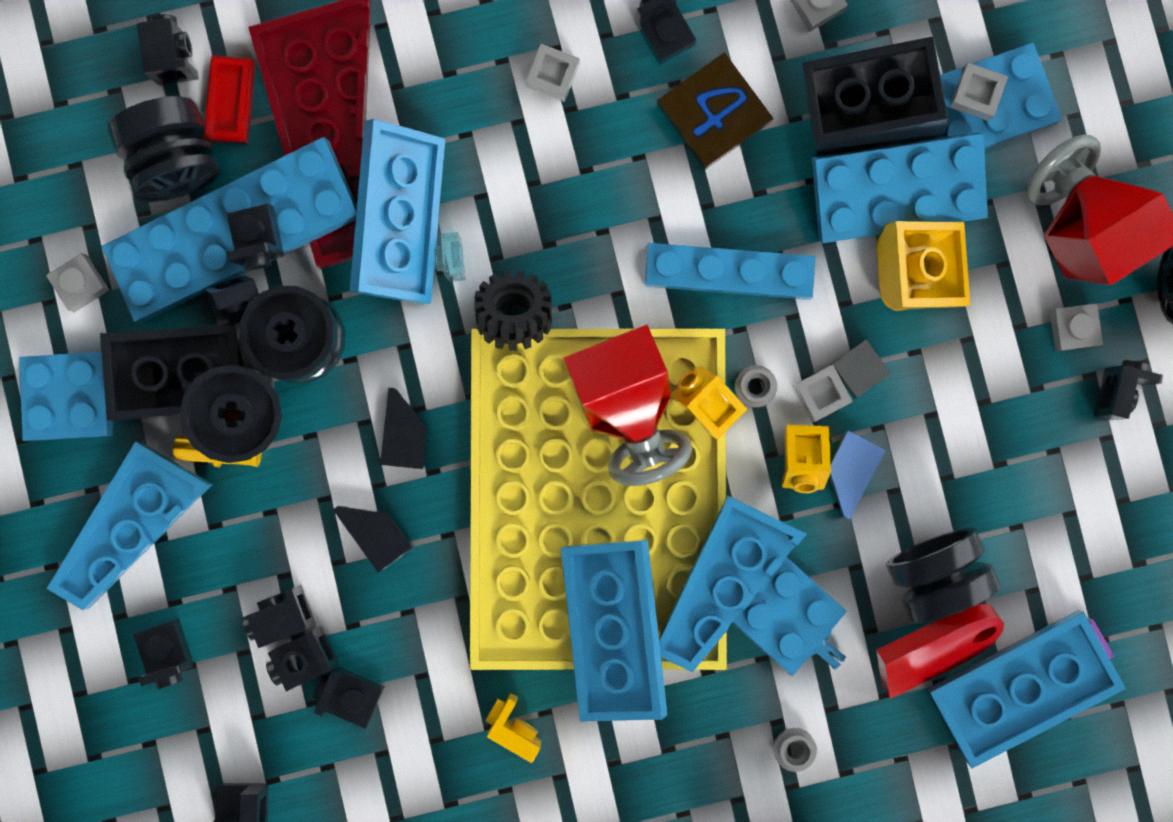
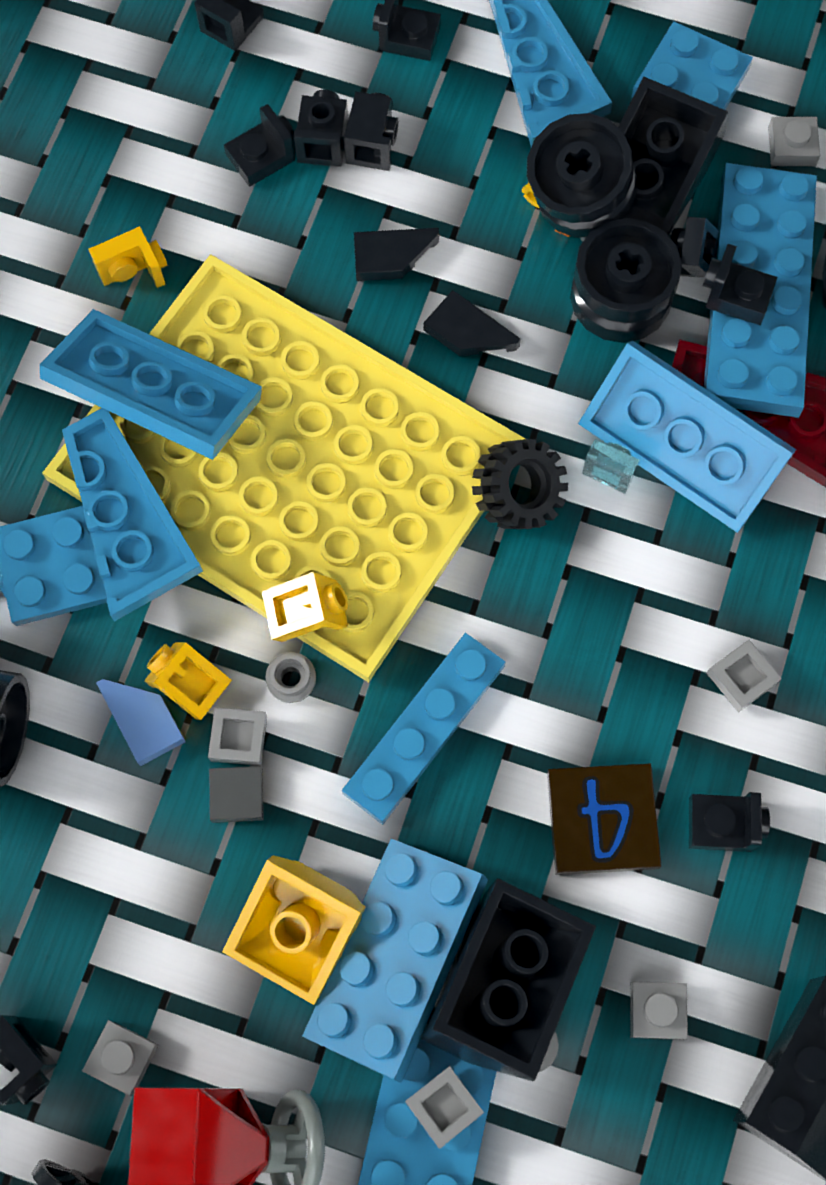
camera: 125 degrees right, 15 degrees down
(624, 397) = (363, 517): red piece -> none

